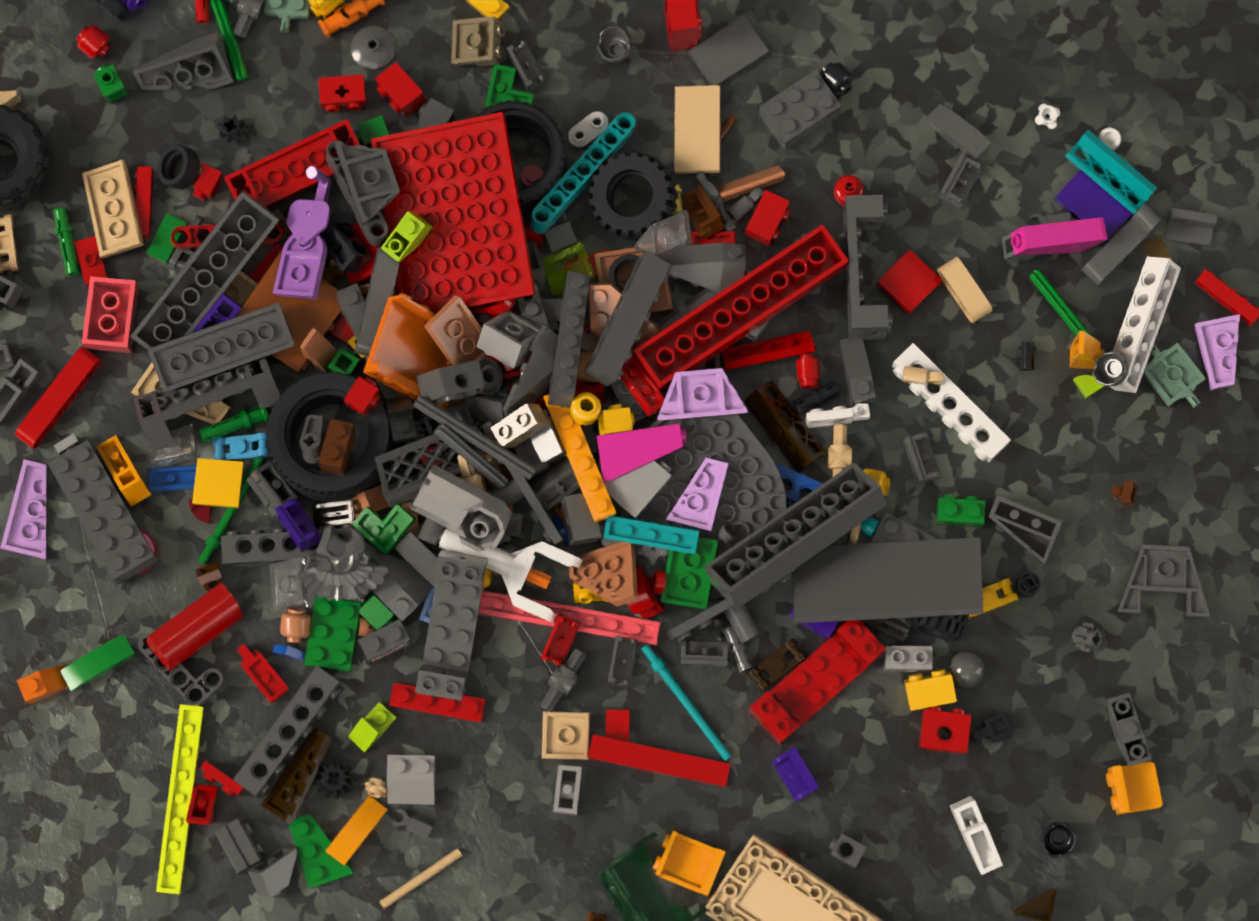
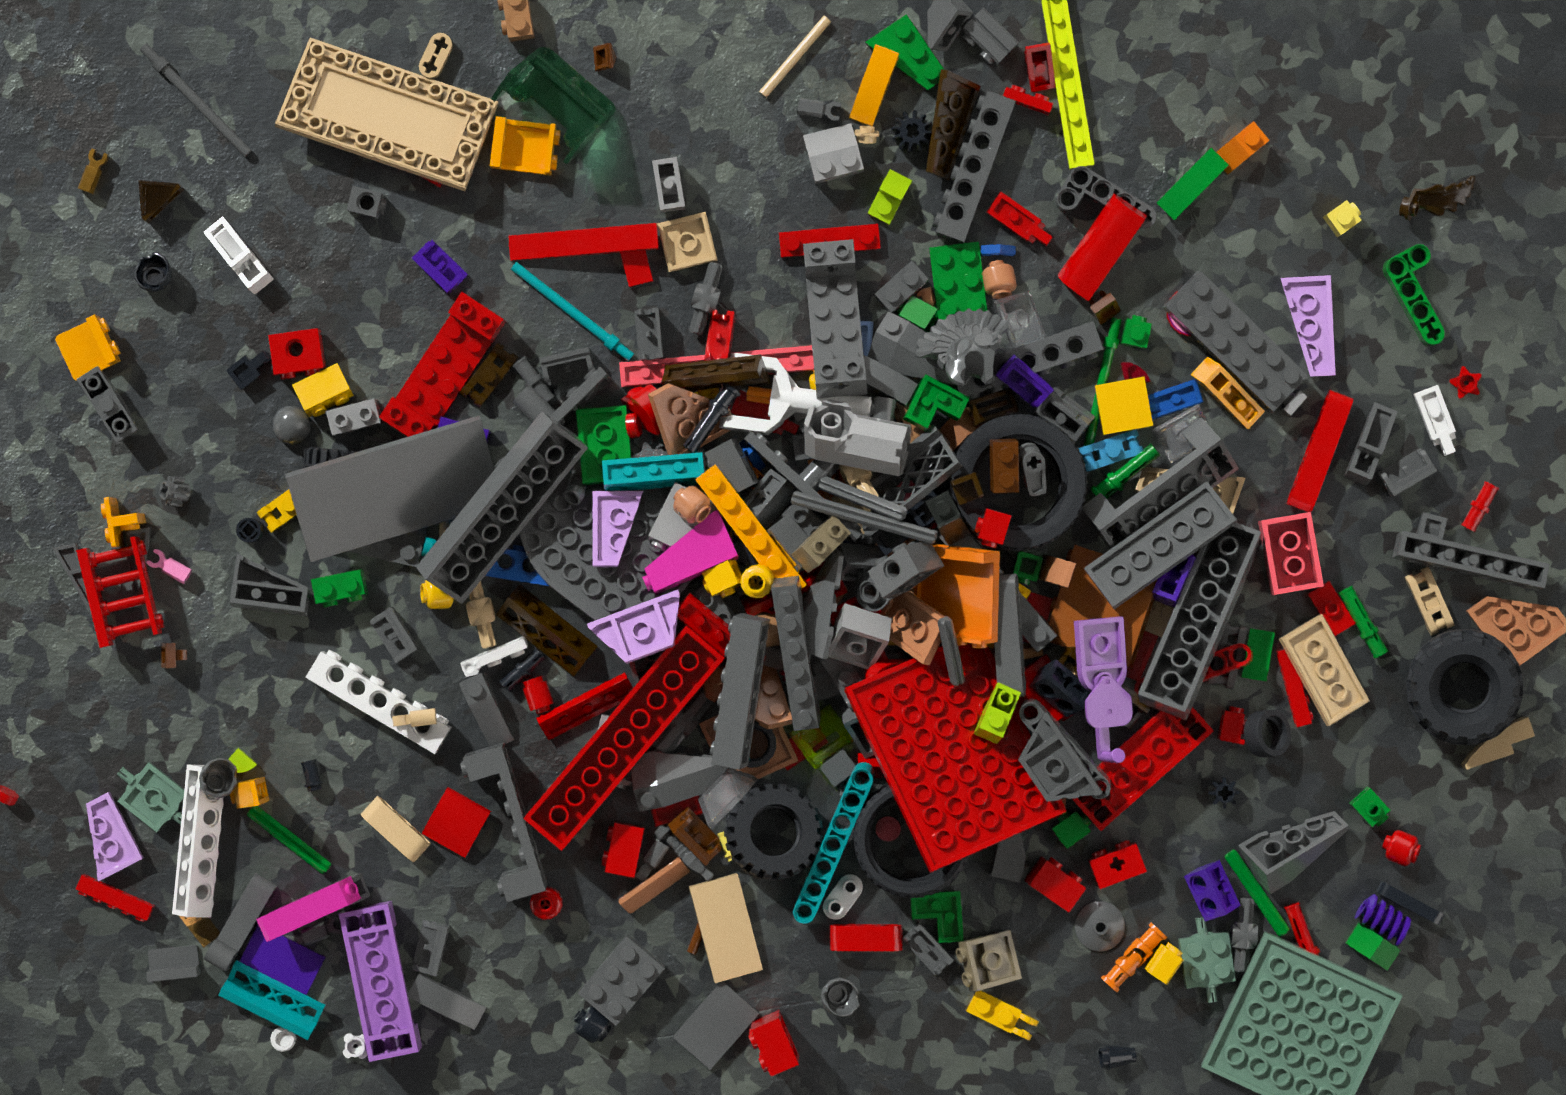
camera: 170 degrees right, 10 degrees up
(188, 544) = (1136, 332): none -> green brick
(267, 48) = (1212, 890): none -> dark purple brick
(376, 437) = (967, 488): none -> dark brown panel
(431, 300) = (951, 651): none -> dark grey axle
(544, 565) = (759, 410): none -> red hinge
(572, 607) = (713, 373): none -> dark brown fence
(577, 89) = (866, 937): none -> red beam
(578, 575) = (717, 409): none -> black pin
(625, 491) = (691, 504): none -> nougat head
(1012, 160) = (379, 981): none -> medium lavender plate
(1107, 572) = (171, 567): none -> bright pink bar
(1144, 621) = (119, 523): none -> light orange bracket
(1179, 548) = (94, 585): none -> red fence

